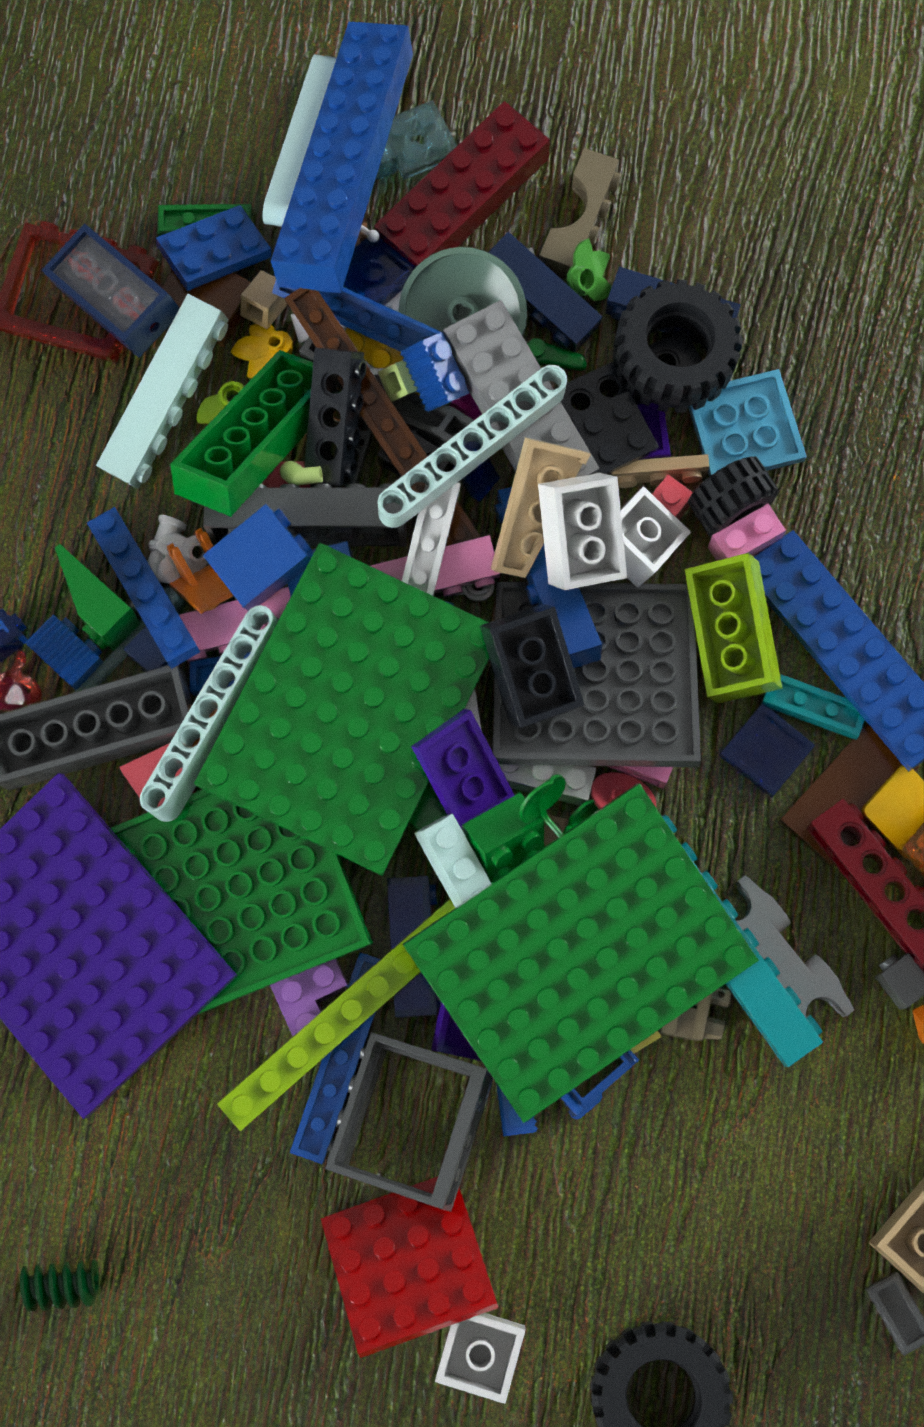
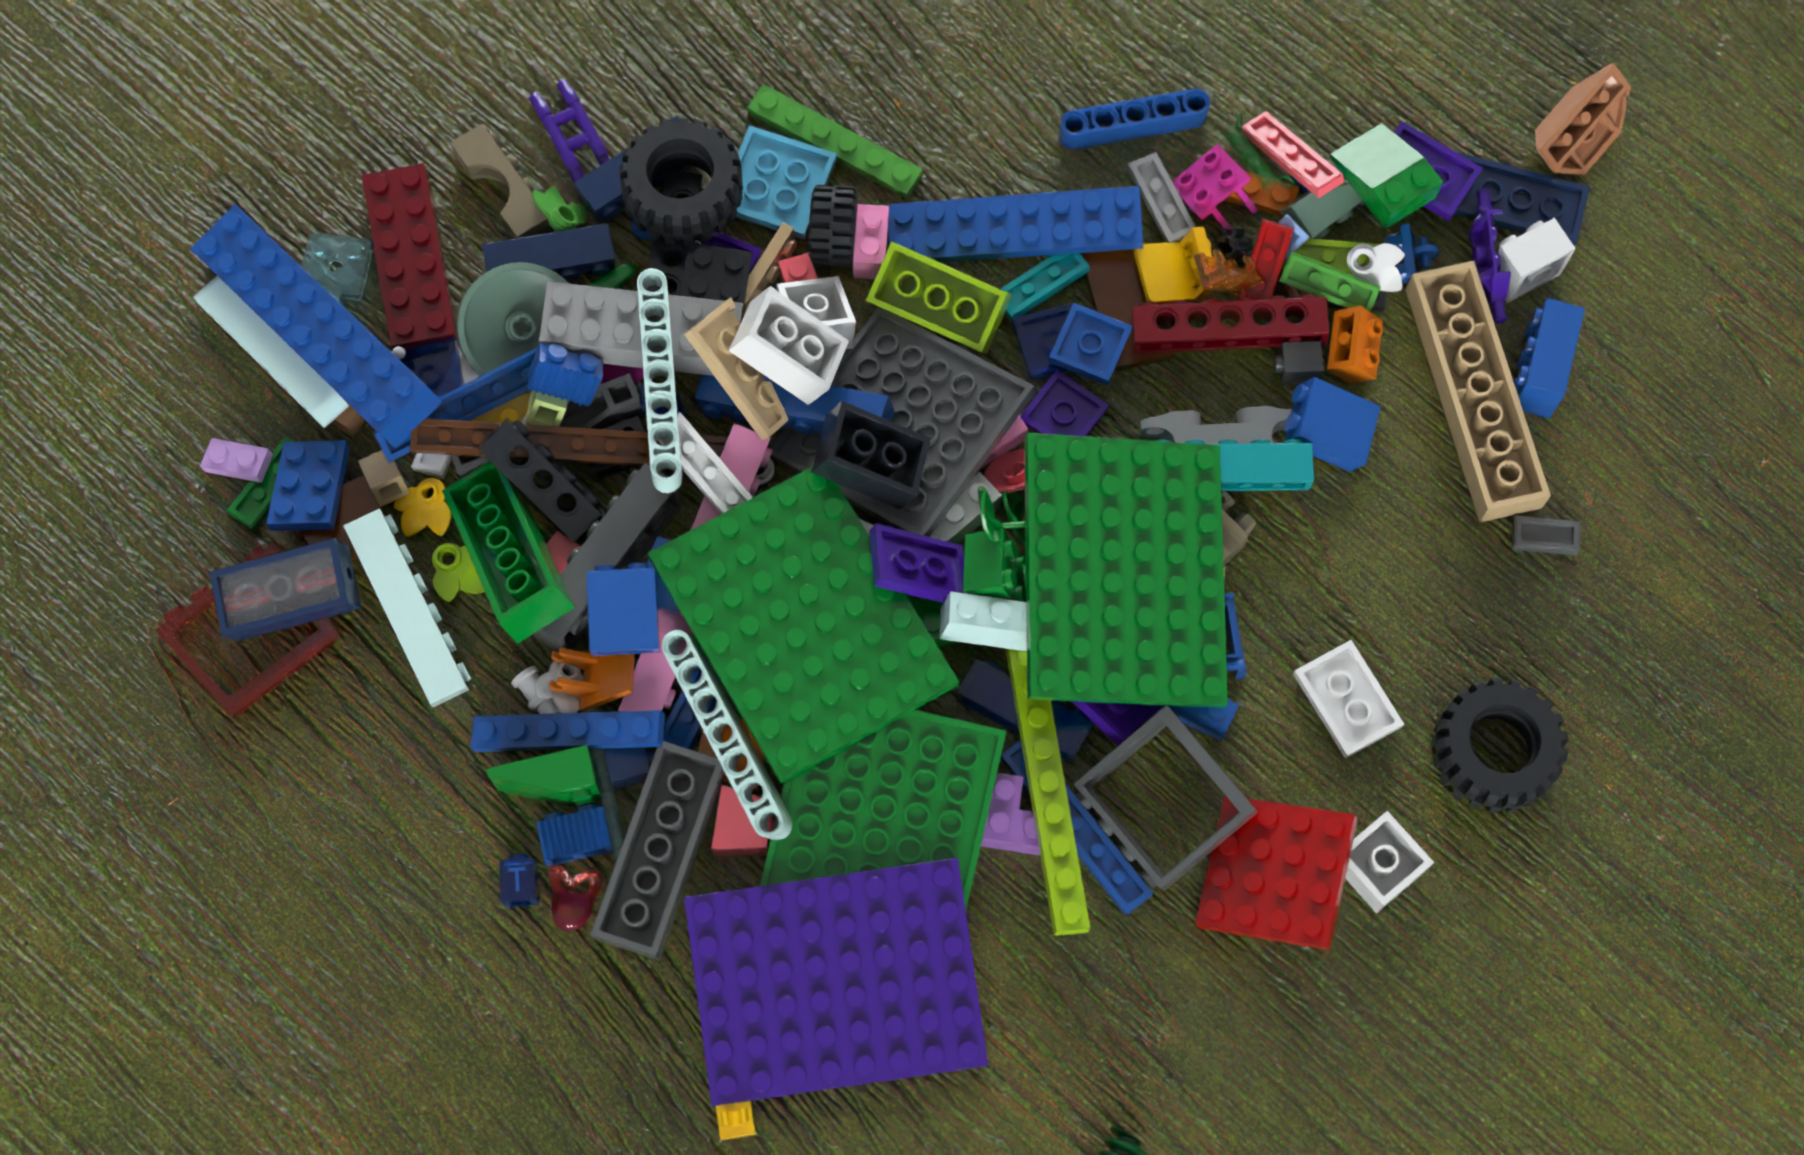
camera: 60 degrees left, 5 degrees down
(204, 182) = (236, 460): none -> lavender plate
(296, 474) = (565, 543): yellowish green arm -> none
(615, 1226) = (1348, 699): none -> white plate
(666, 214) = (563, 146): none -> dark purple piece
(707, 804) = (1064, 408): none -> dark purple plate
(784, 785) = (1090, 344): none -> blue plate
(820, 446) = (823, 133): none -> bright green plate
(862, 1047) = (1334, 422): none -> blue brick

